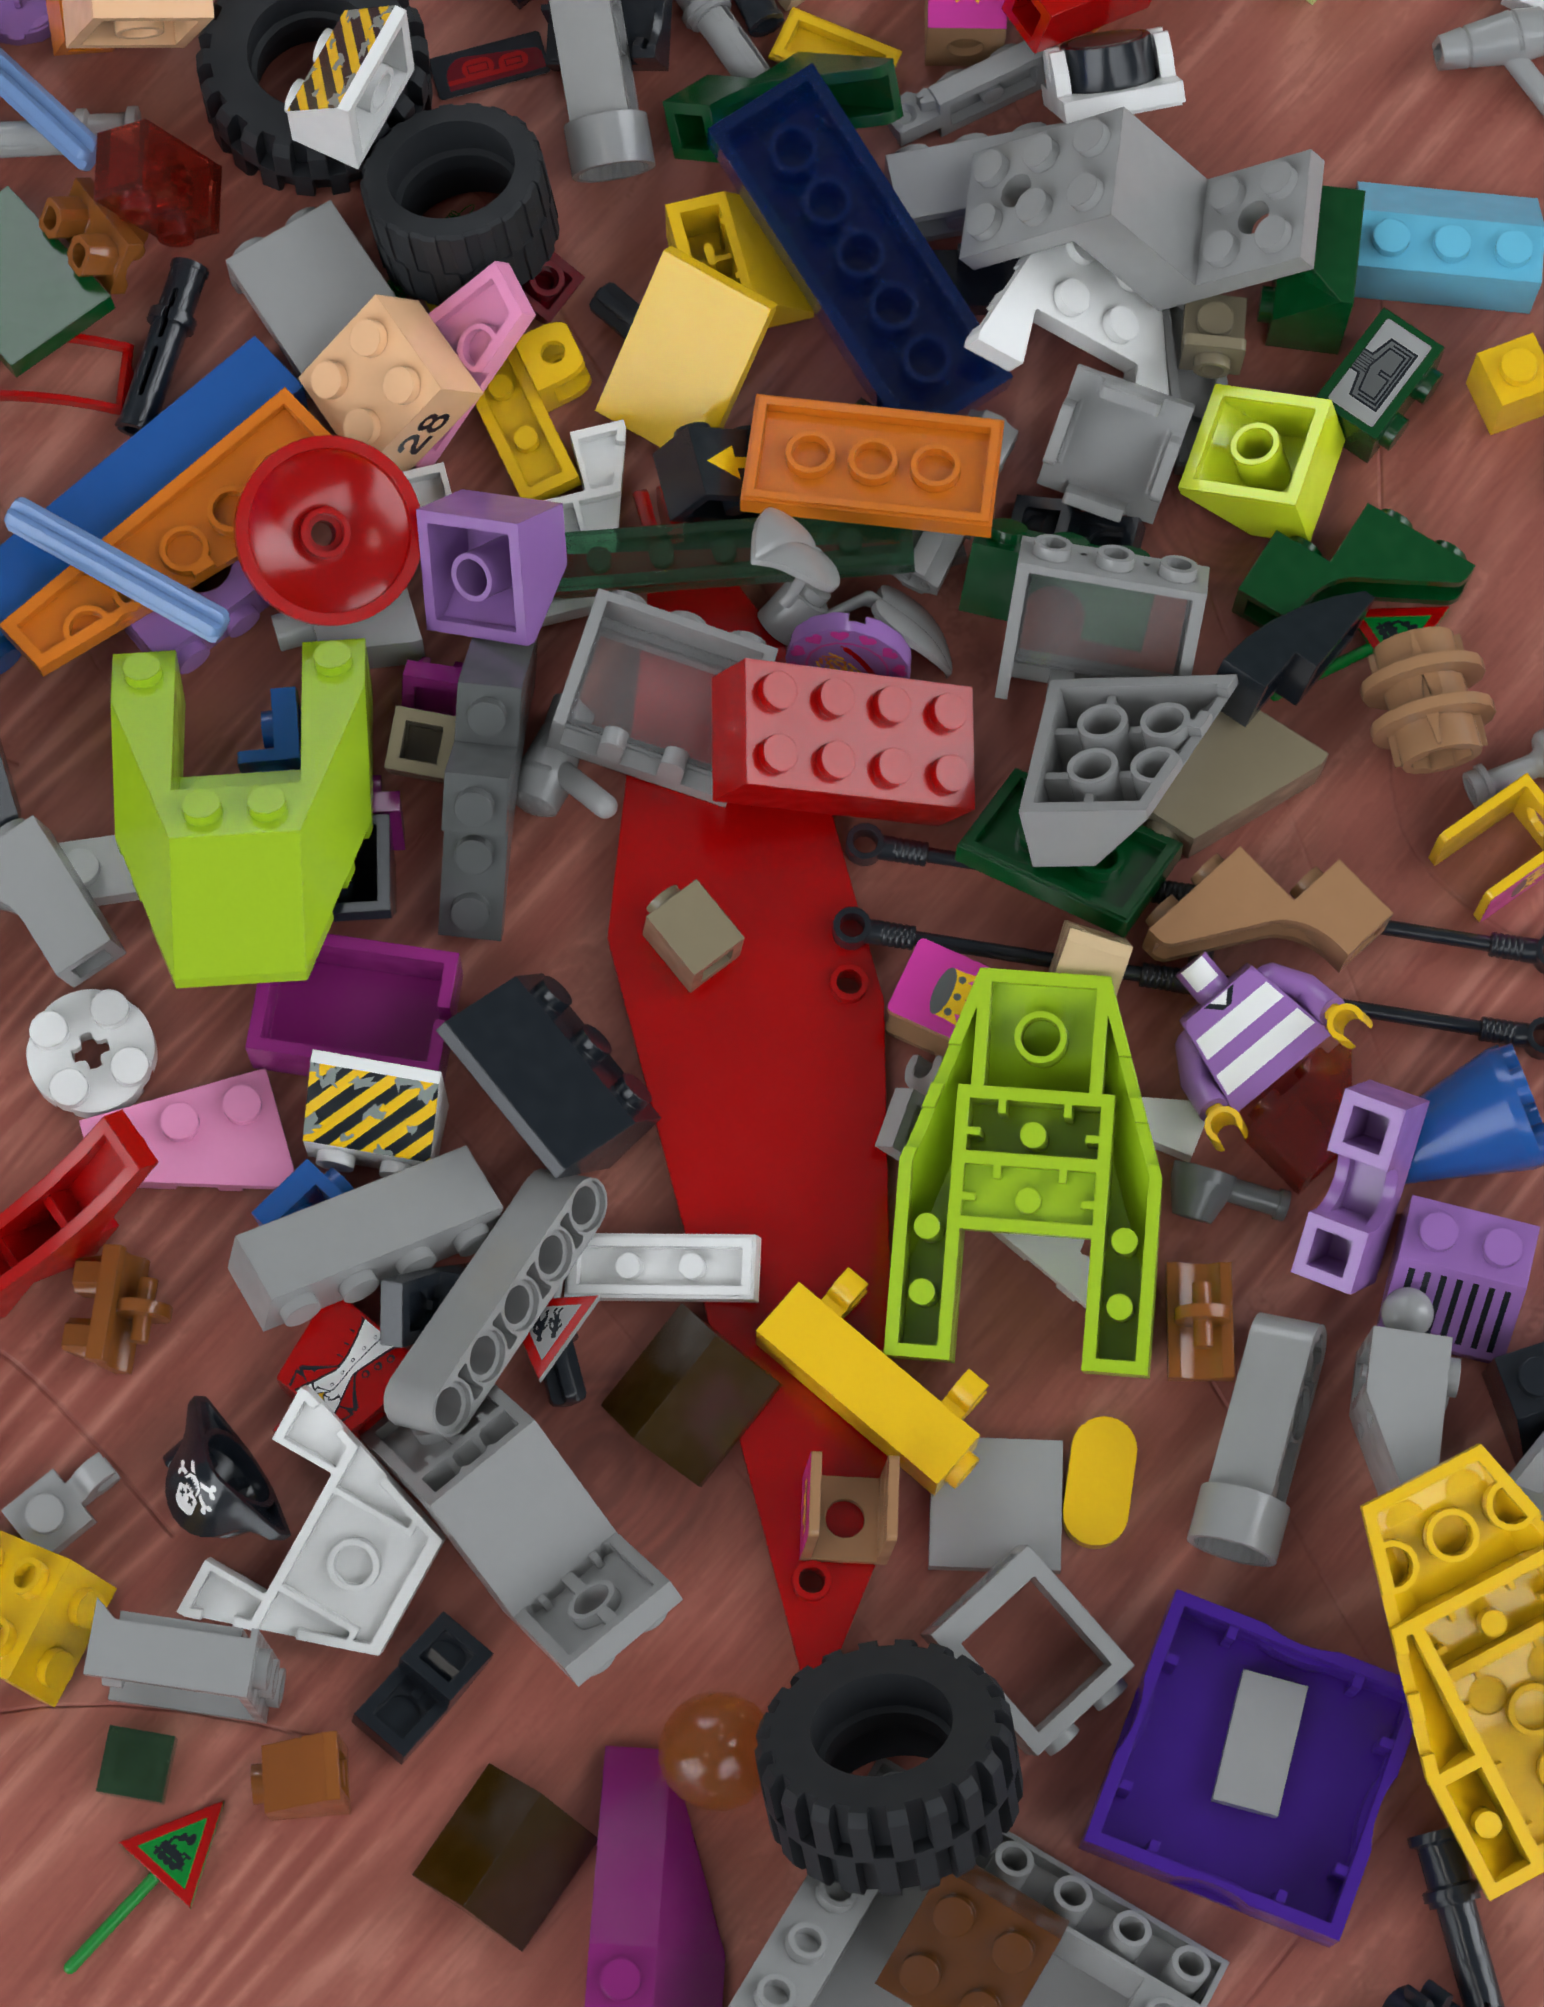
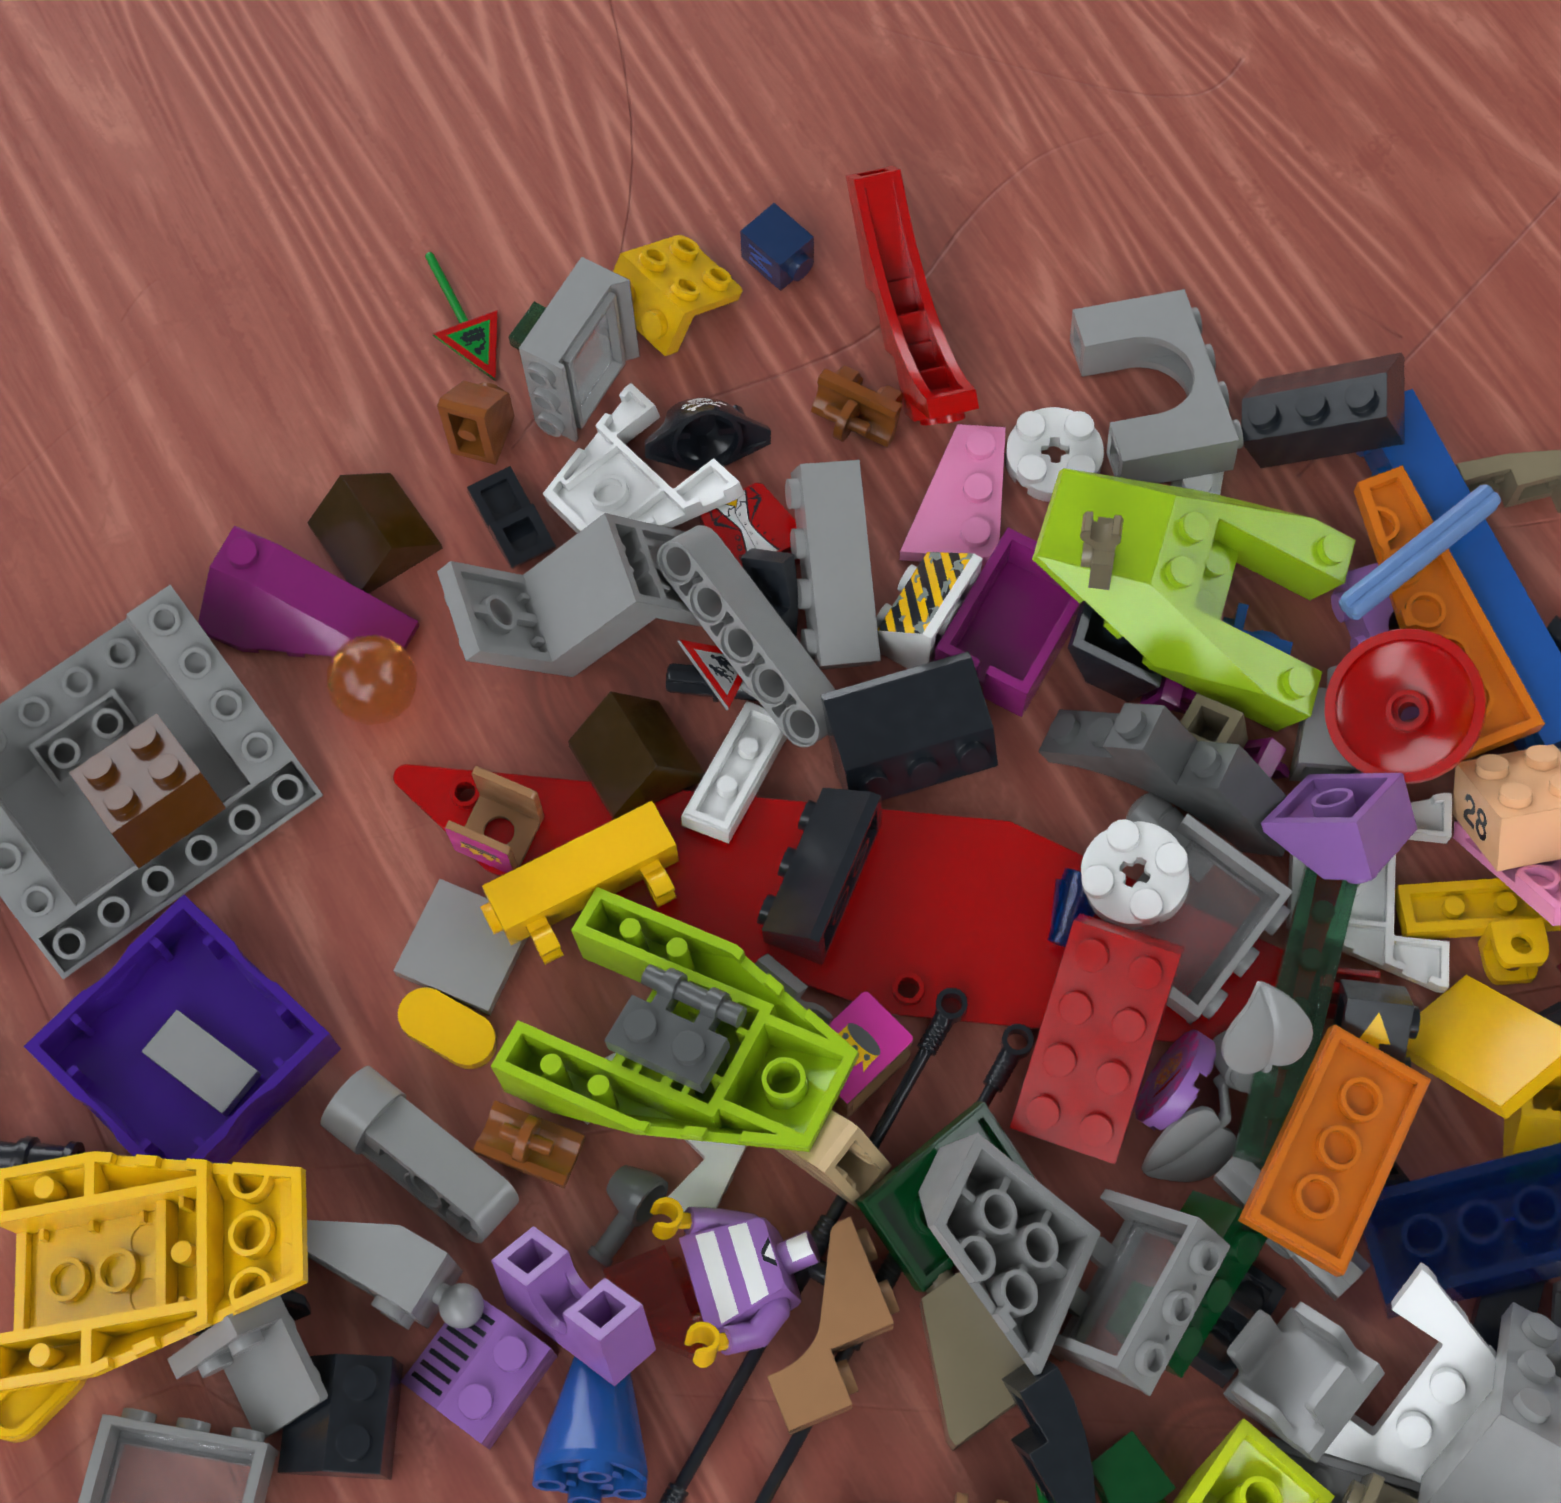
camera: 115 degrees right, 5 degrees down
(54, 1510) = (735, 336): light grey plate -> none
(289, 884) = (1099, 547): none -> dark tan plate
(301, 1190) = (887, 546): blue bracket -> none
(615, 774) = (1124, 846): none -> white plate
(689, 826) = (1068, 903): none -> clear blue cone
(691, 934) = (985, 873): dark tan brick -> none
(765, 1107) = (821, 872): none -> black slope
(898, 1825) = (233, 784): black tyre -> none
(995, 1590) = (393, 905): light grey window -> none
(1049, 1176) = (668, 1042): none -> dark grey plate

